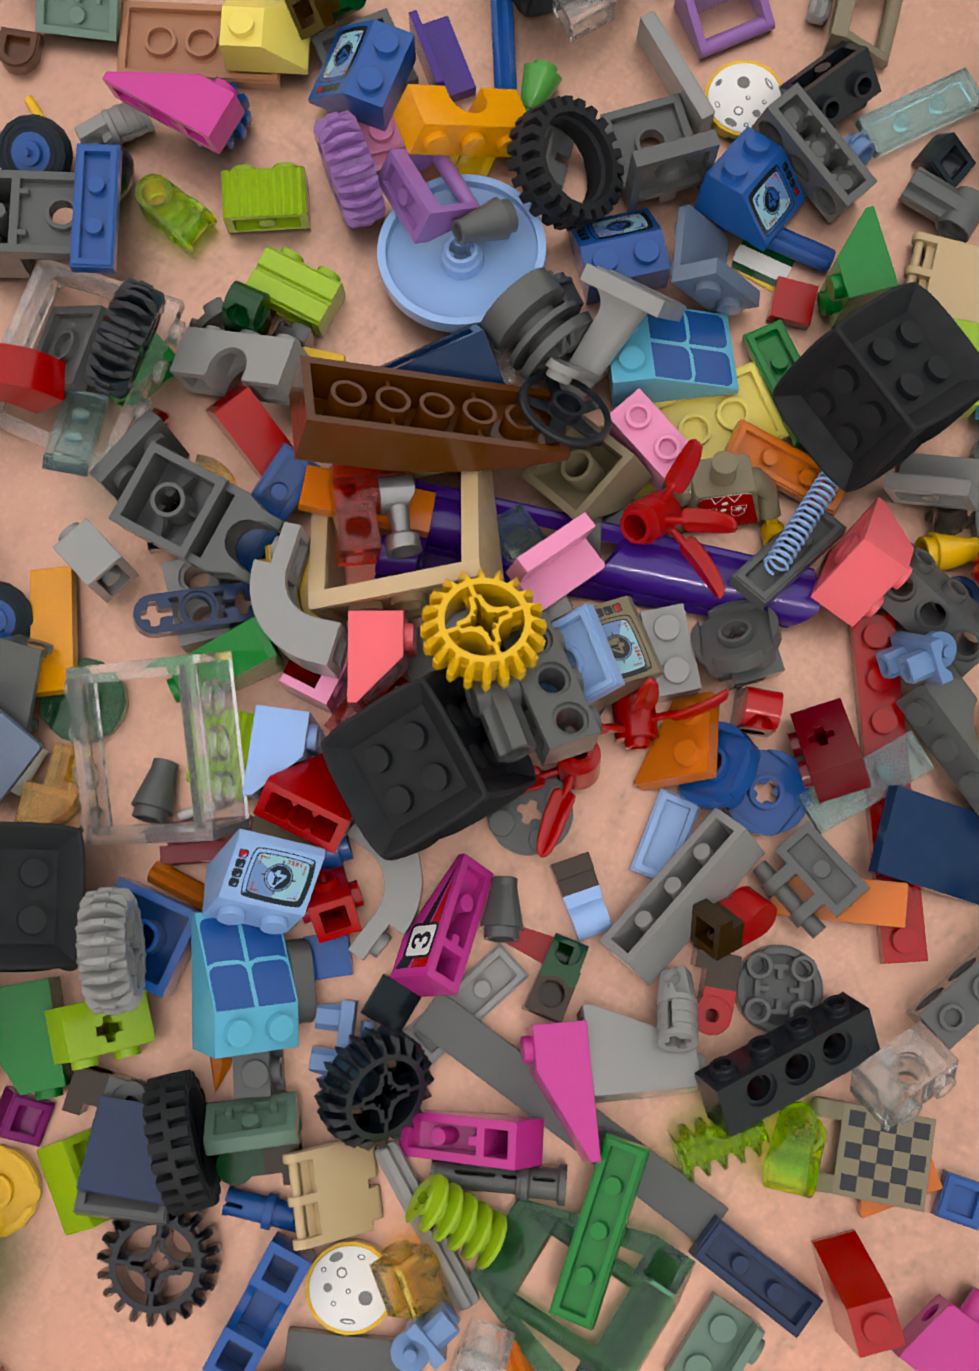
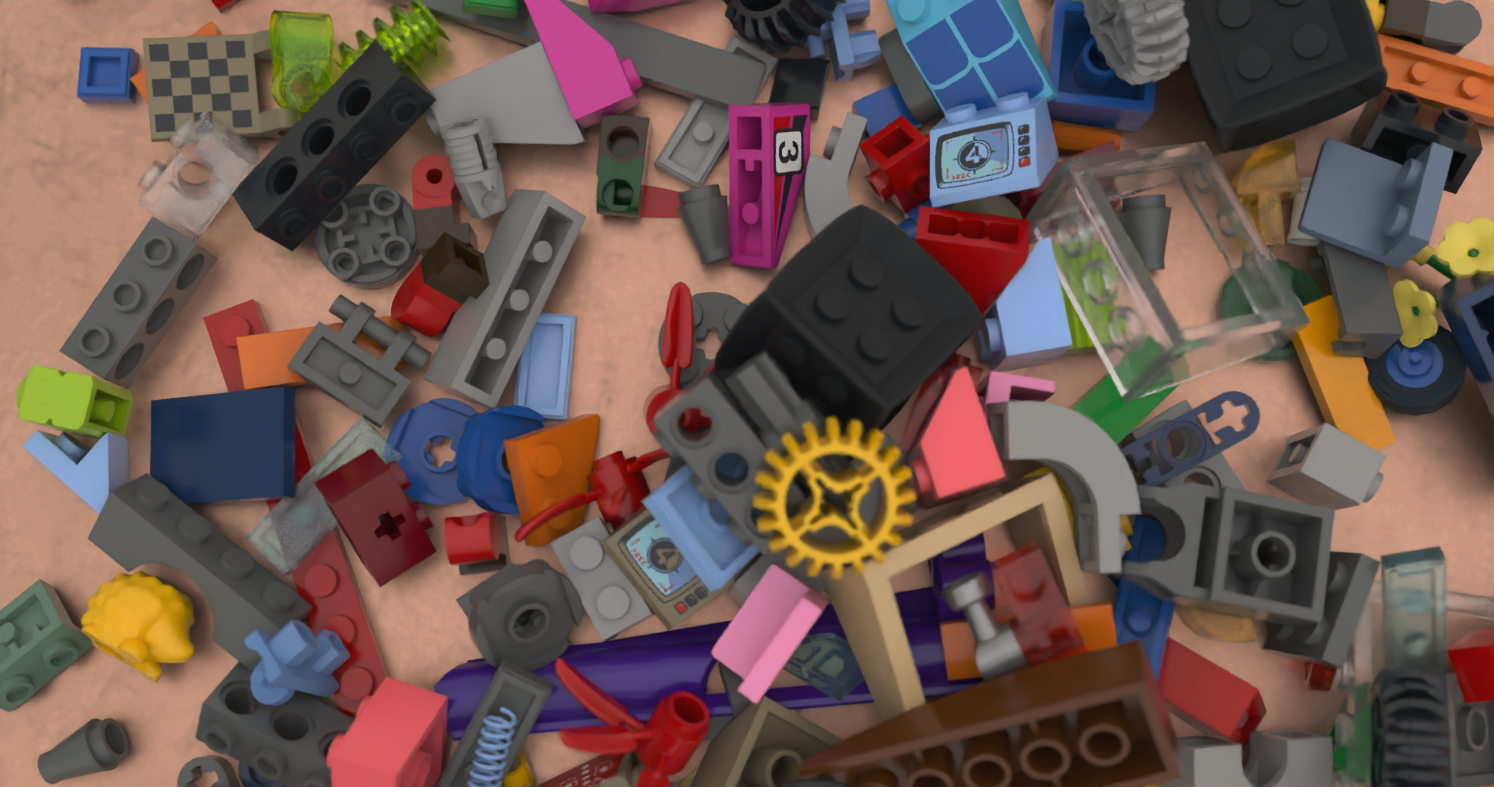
camera: 165 degrees right, 0 degrees up
(581, 896) = (623, 267): leg -> none

